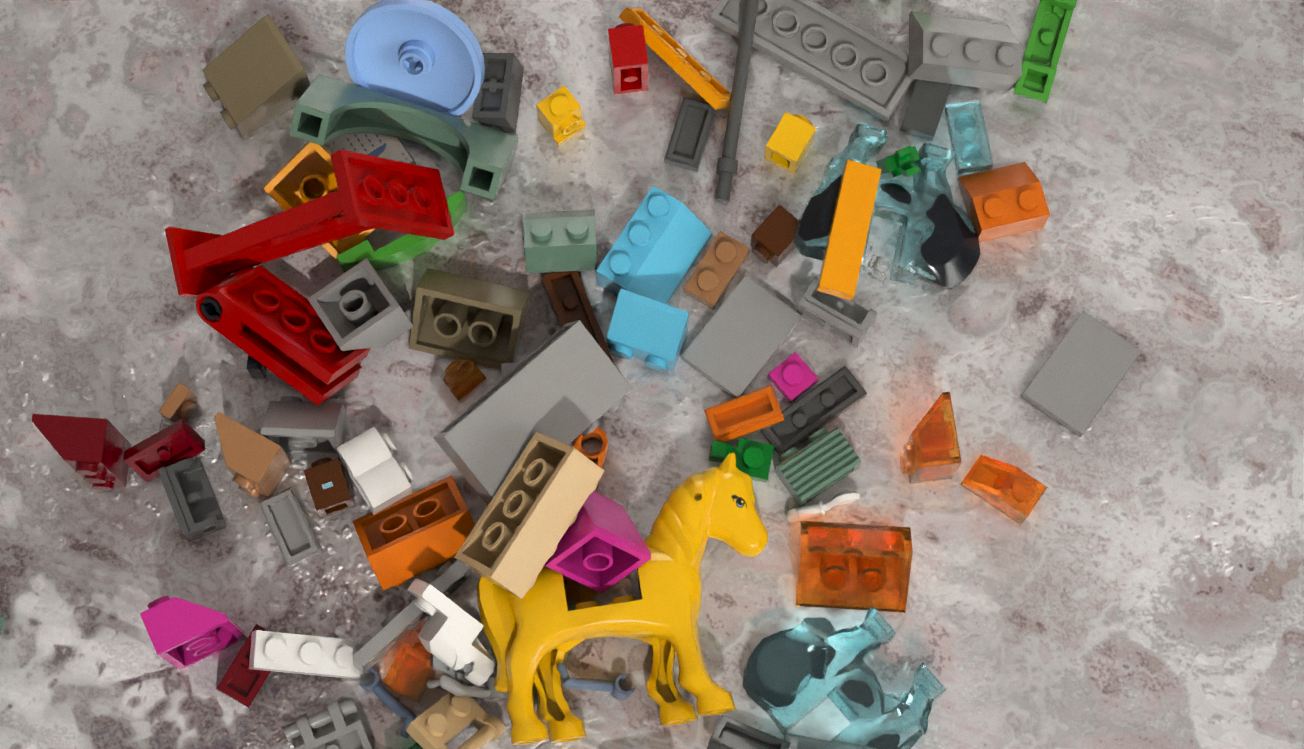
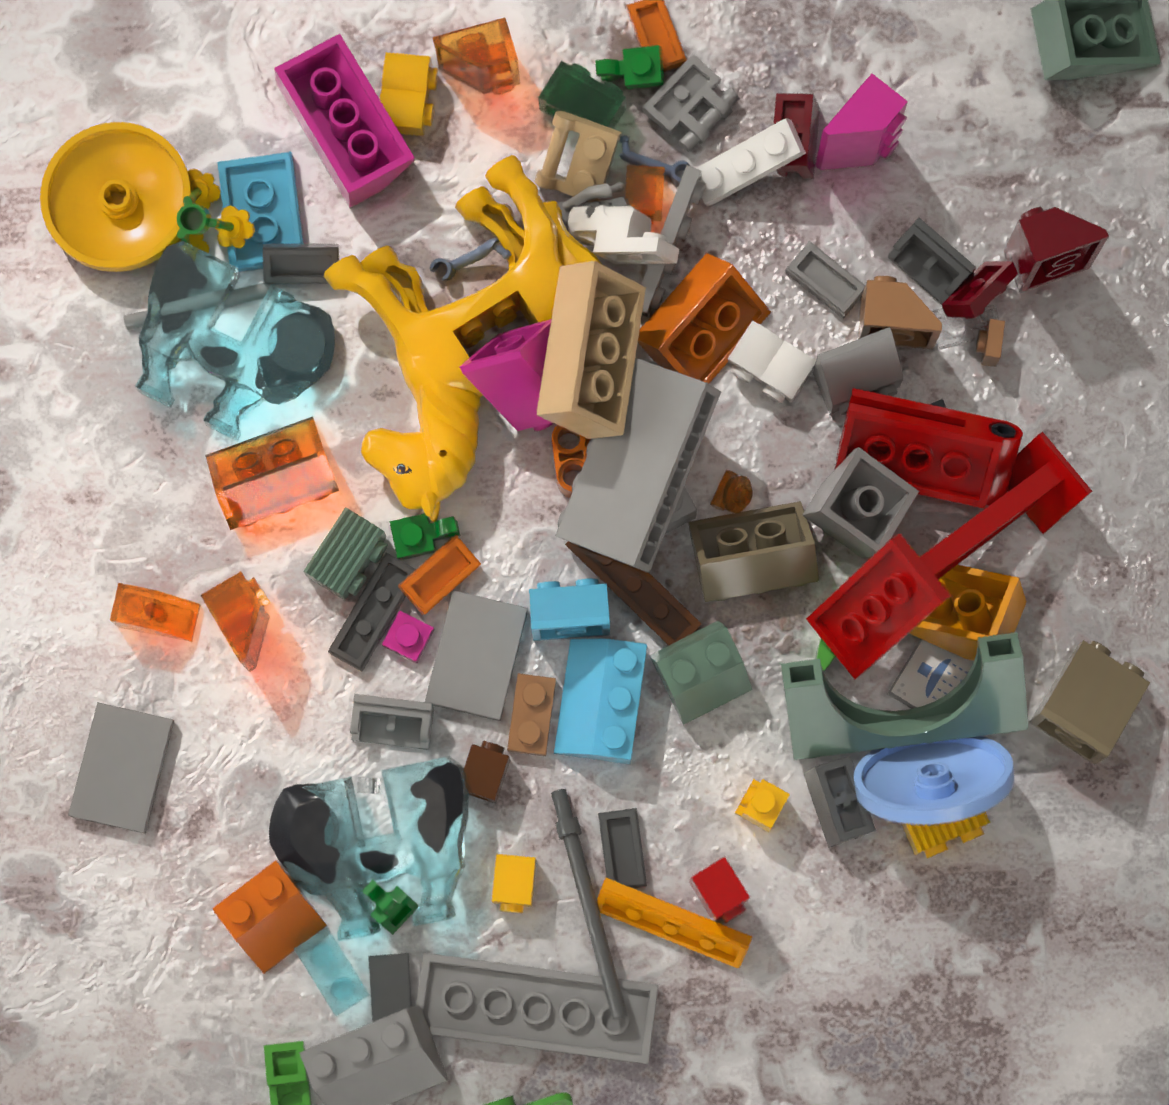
camera: 160 degrees right, 5 degrees up
(329, 487) = (807, 327): reddish brown brick -> none
(819, 509) = (327, 516): white piece -> none
(849, 230) = (407, 788): light orange tile -> none

